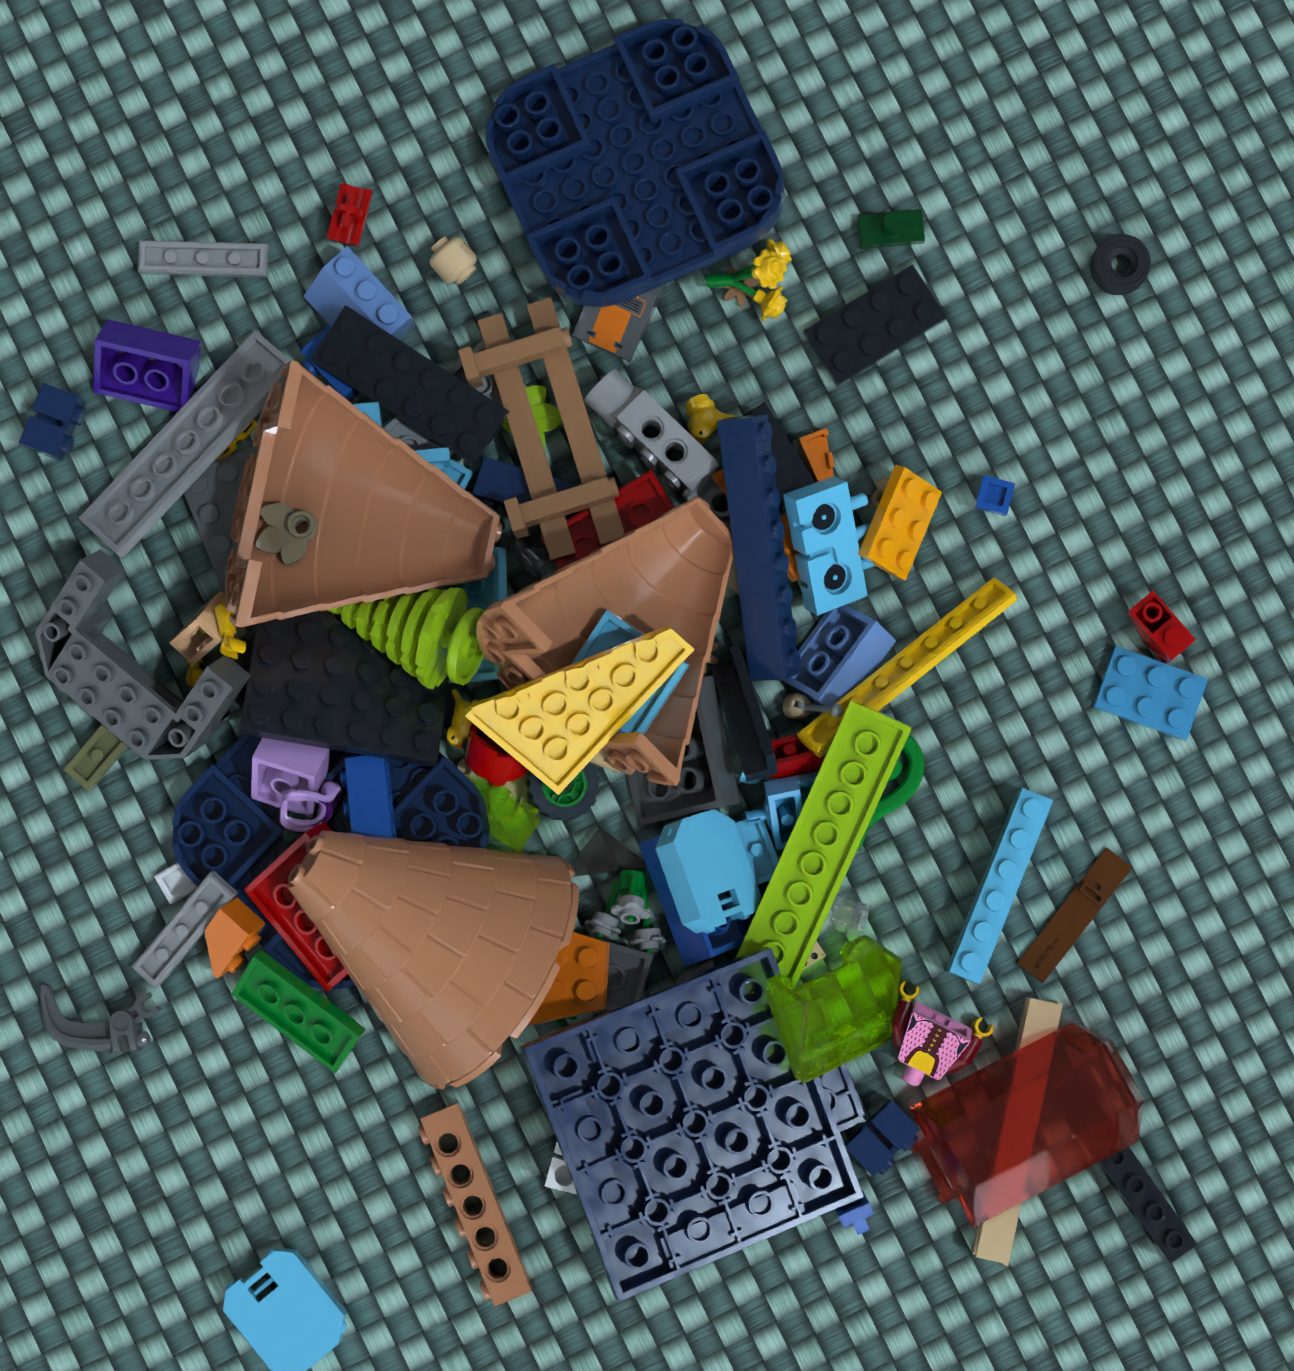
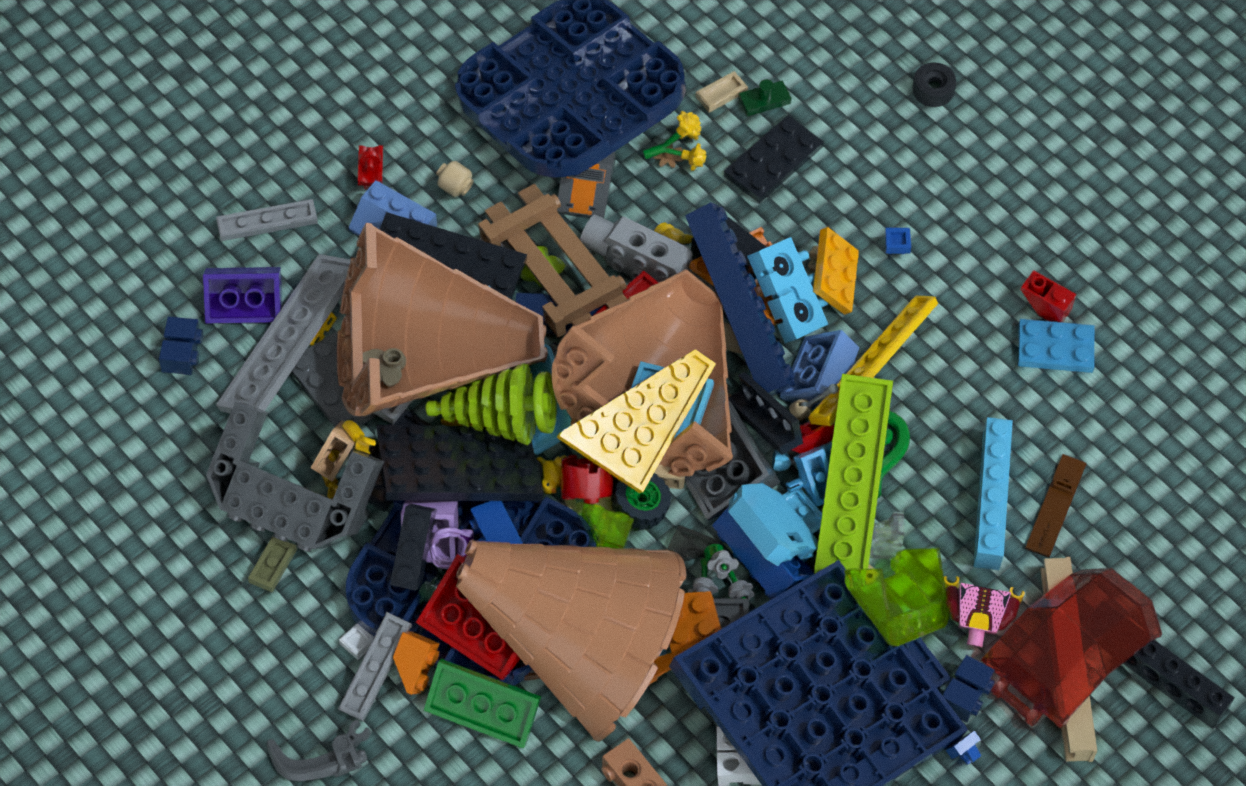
camera: 20 degrees left, 25 degrees down
(257, 804) = (413, 546): none -> black brick
(268, 853) = (427, 590): none -> plate
(837, 204) = (721, 91): none -> tan tile

